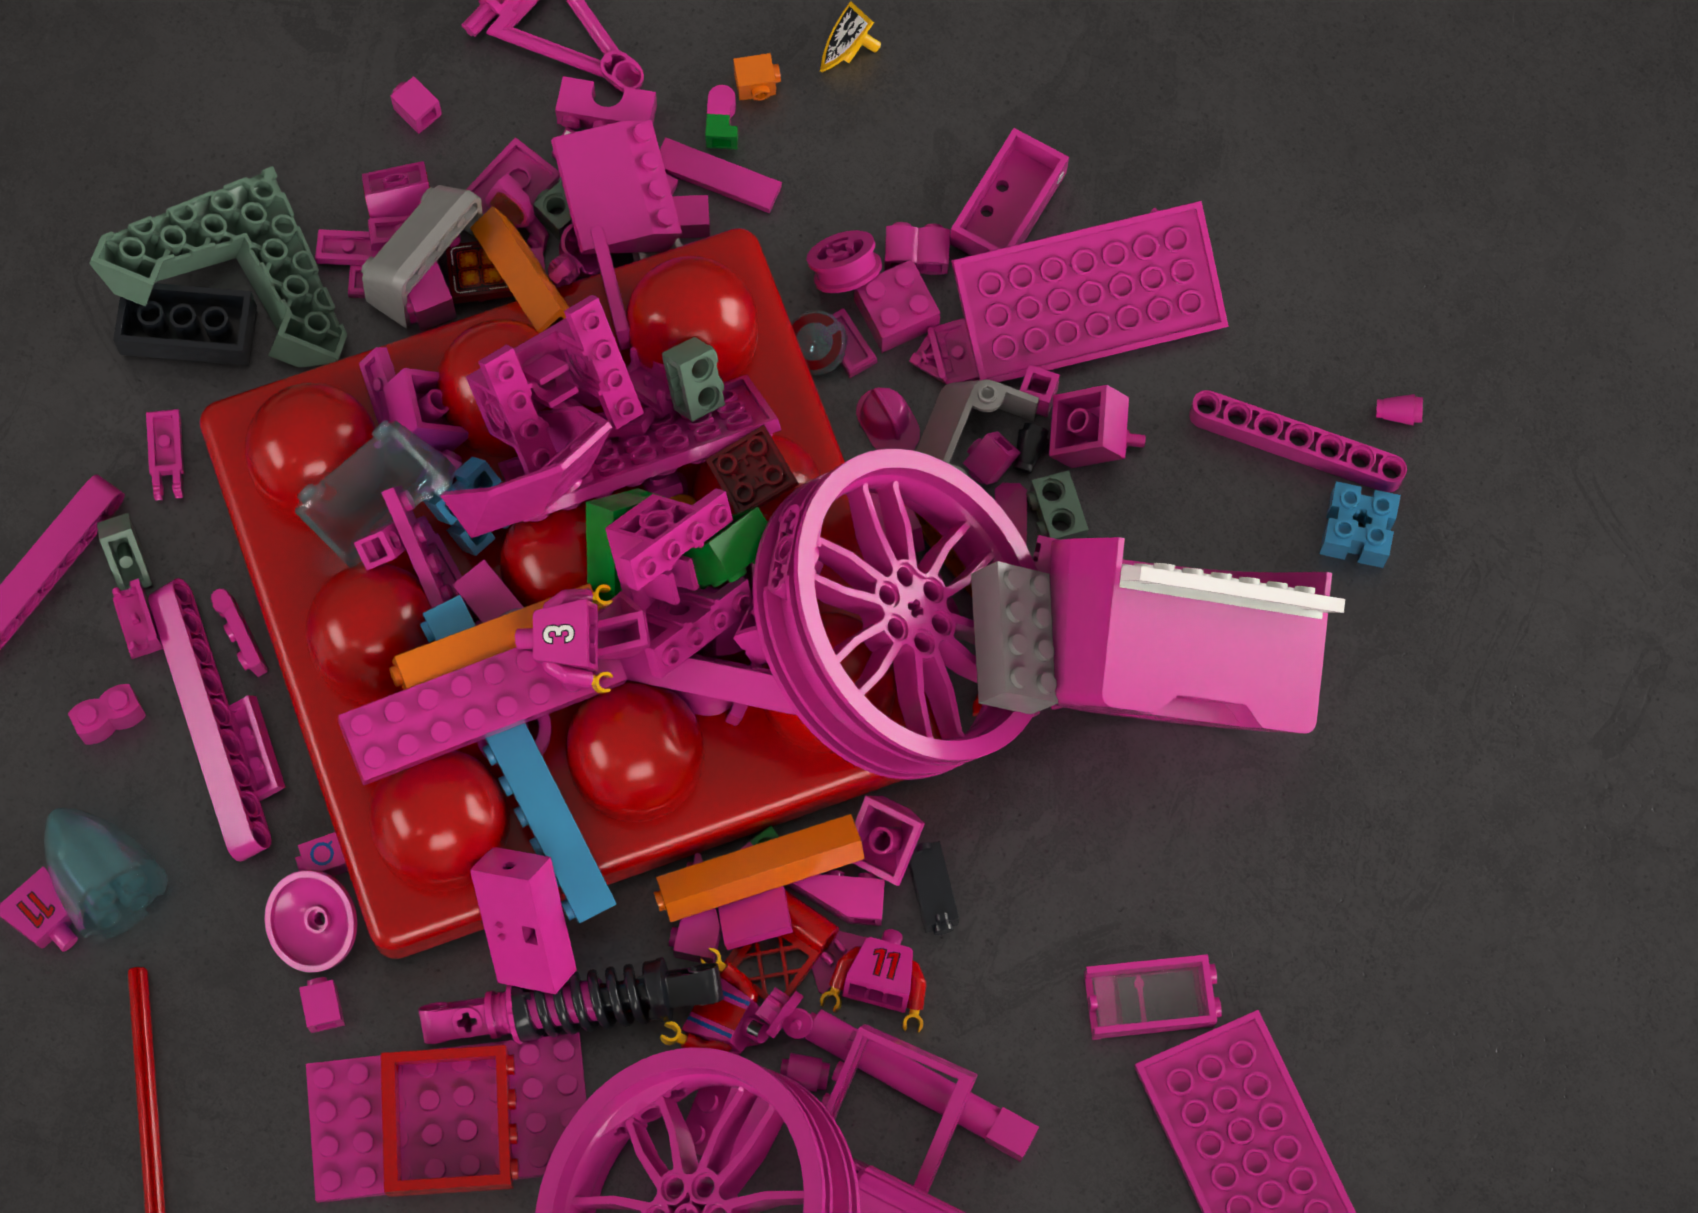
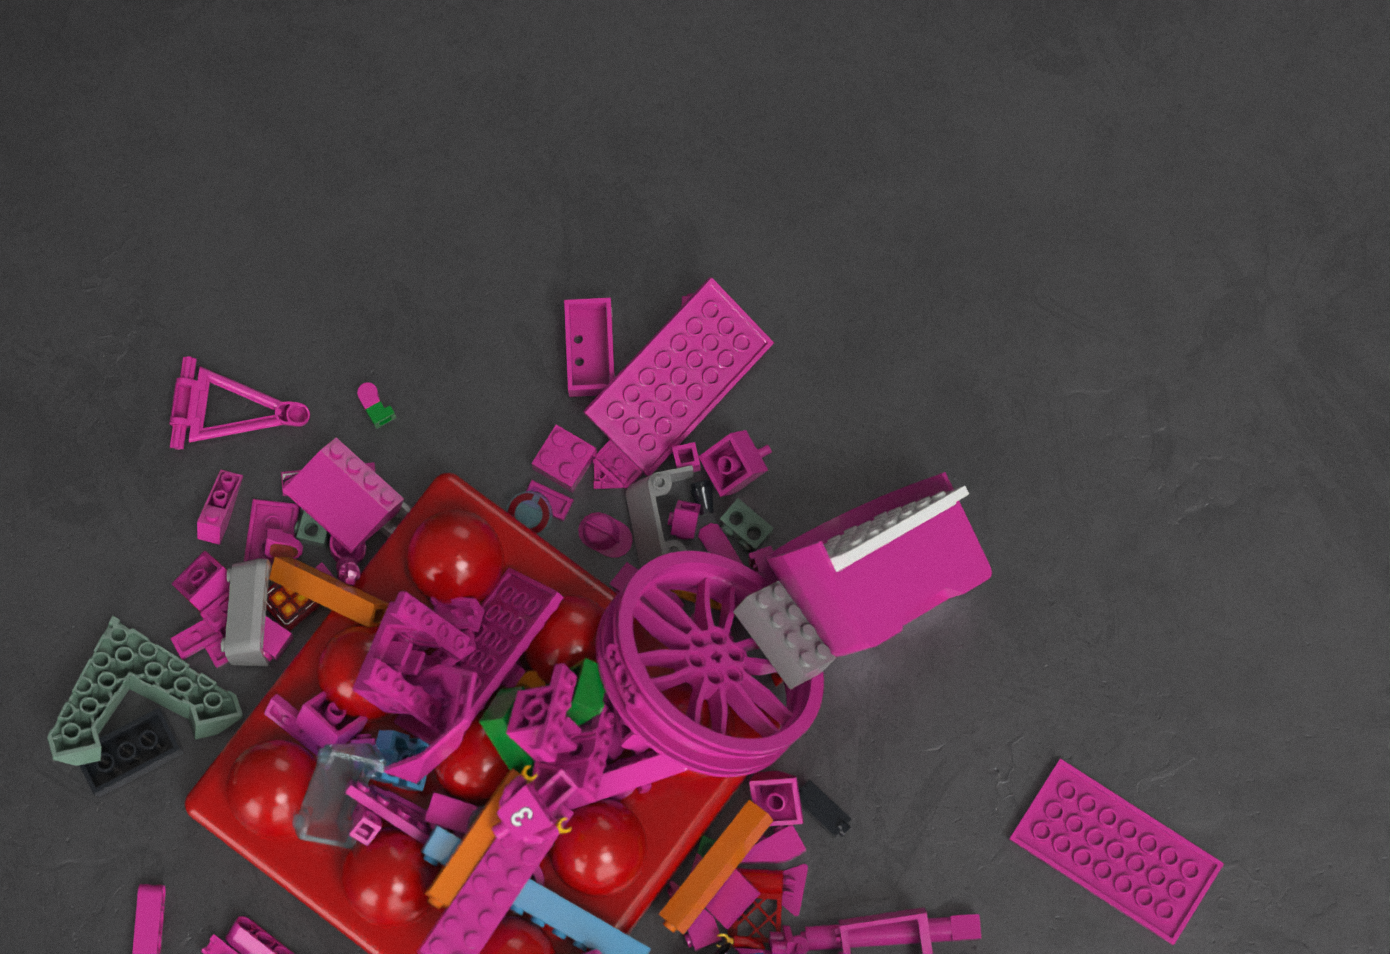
camera: 30 degrees left, 5 degrees up
(123, 551) = (190, 922): sand green slope -> none
(165, 450) = (170, 840): dark pink hinge -> none
(239, 631) = (295, 924): dark pink hinge -> none
(415, 104) = (175, 517): dark pink brick -> none
(469, 123) = (219, 507): none -> dark pink slope
(538, 235) = (311, 555): dark pink arm -> none
(579, 110) = (281, 455): dark pink arch -> none
(611, 286) = (389, 565): dark pink tile -> none
(693, 215) = (400, 479): dark pink brick -> none
(693, 378) = (485, 596): sand green brick -> none
(719, 175) = (397, 442): dark pink tile -> none
(752, 470) = (563, 635): dark red tile -> none
(756, 76) = (379, 364): orange brick -> none
(844, 261) = (515, 452): dark pink wheel -> none
(848, 37) = (419, 302): shield -> none
(880, 975) = (827, 883): dark pink torso -> none
(924, 245) = (556, 410): dark pink brick -> none
(1151, 996) = (993, 791): door -> none
(1313, 437) = (870, 382): dark pink beam -> none
(1342, 530) = (926, 432): dark azure brick -> none
(1401, 409) = (911, 329): dark pink cone -> none

